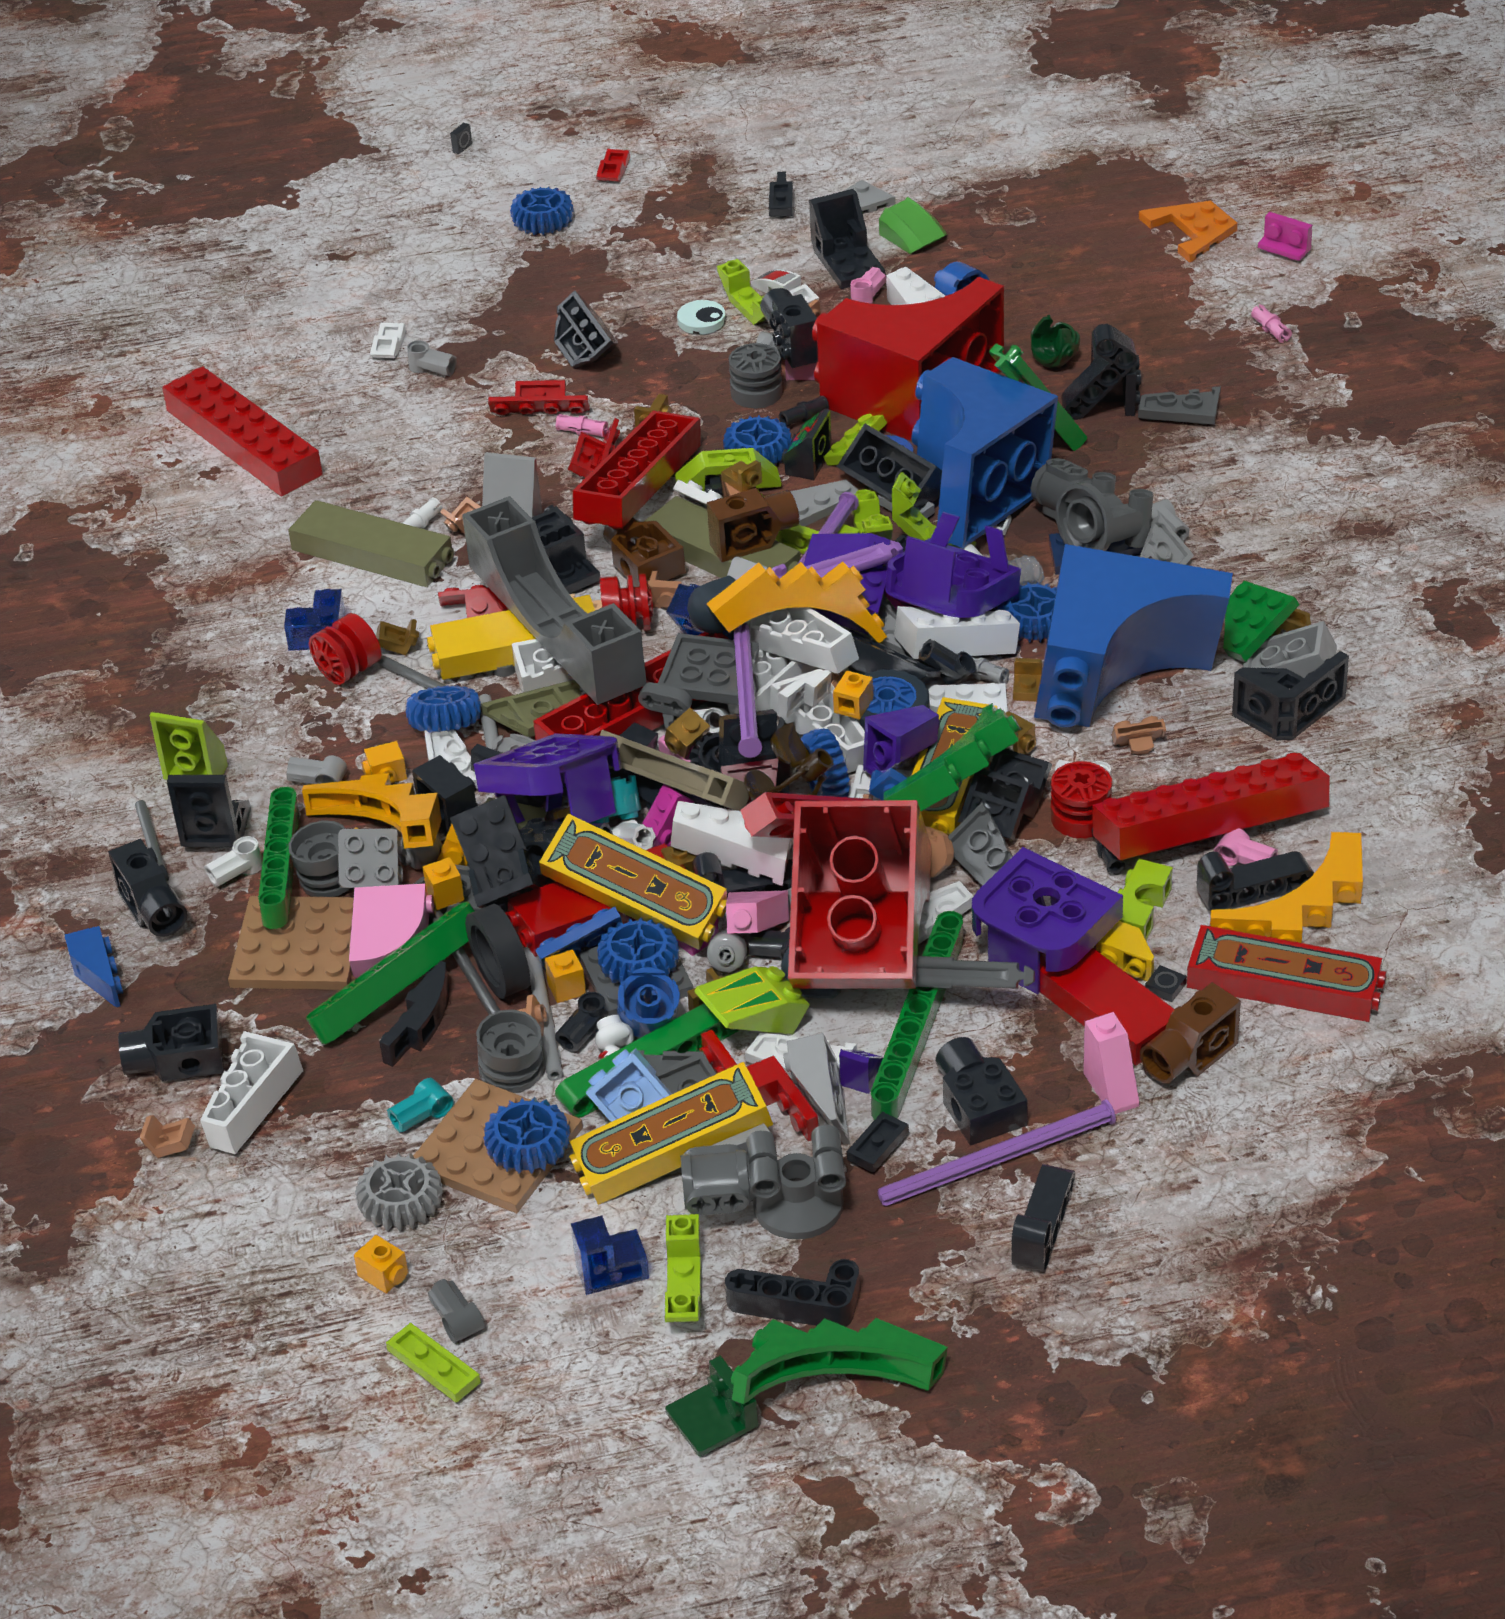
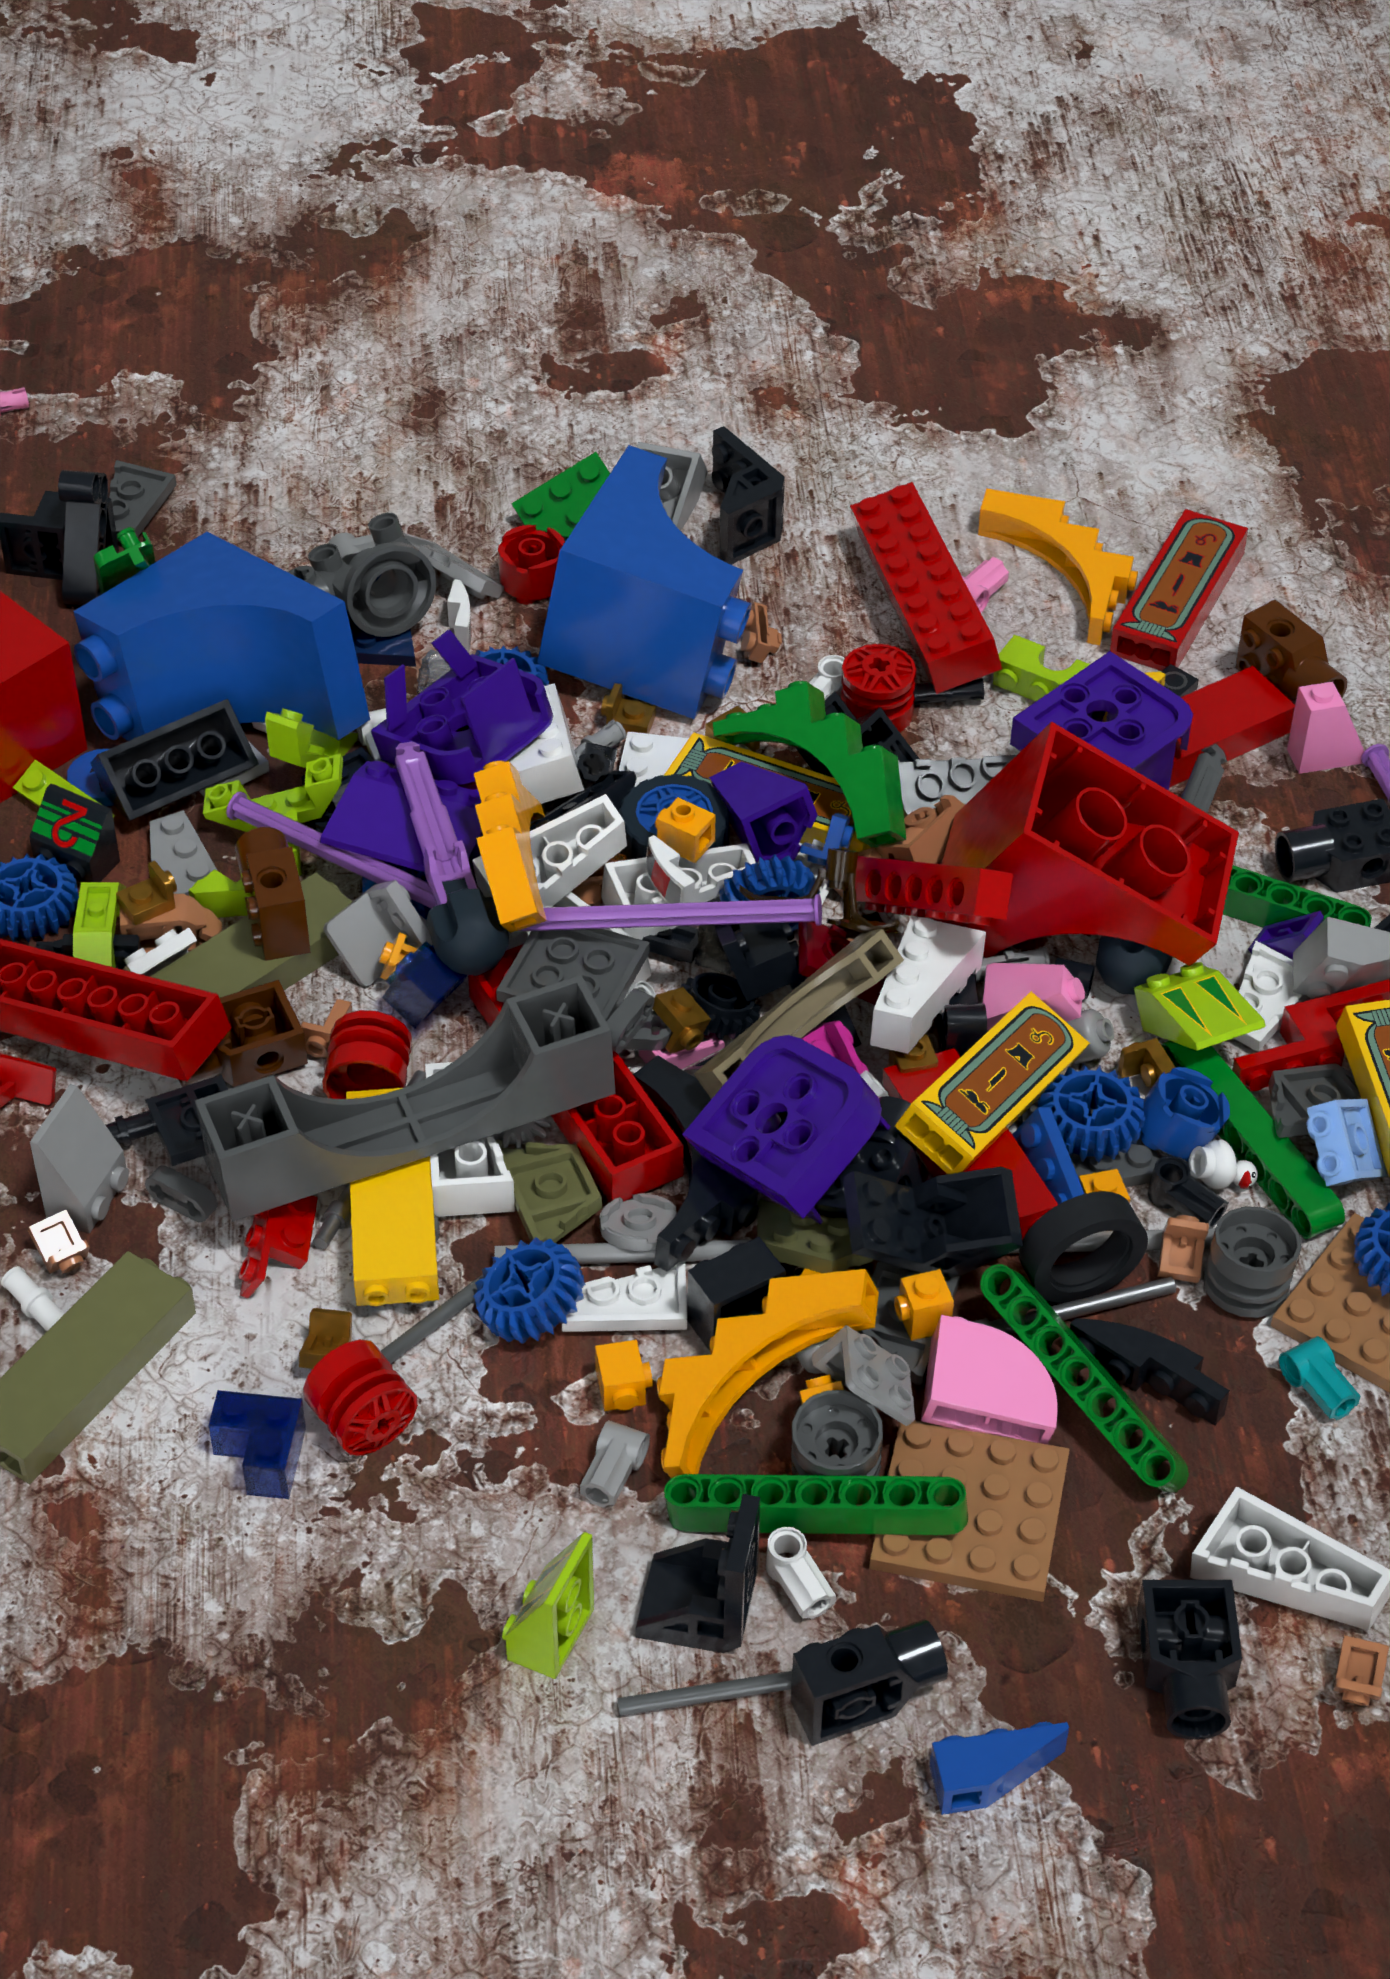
camera: 85 degrees left, 5 degrees up
(1251, 882) = (1036, 597): black beam -> none

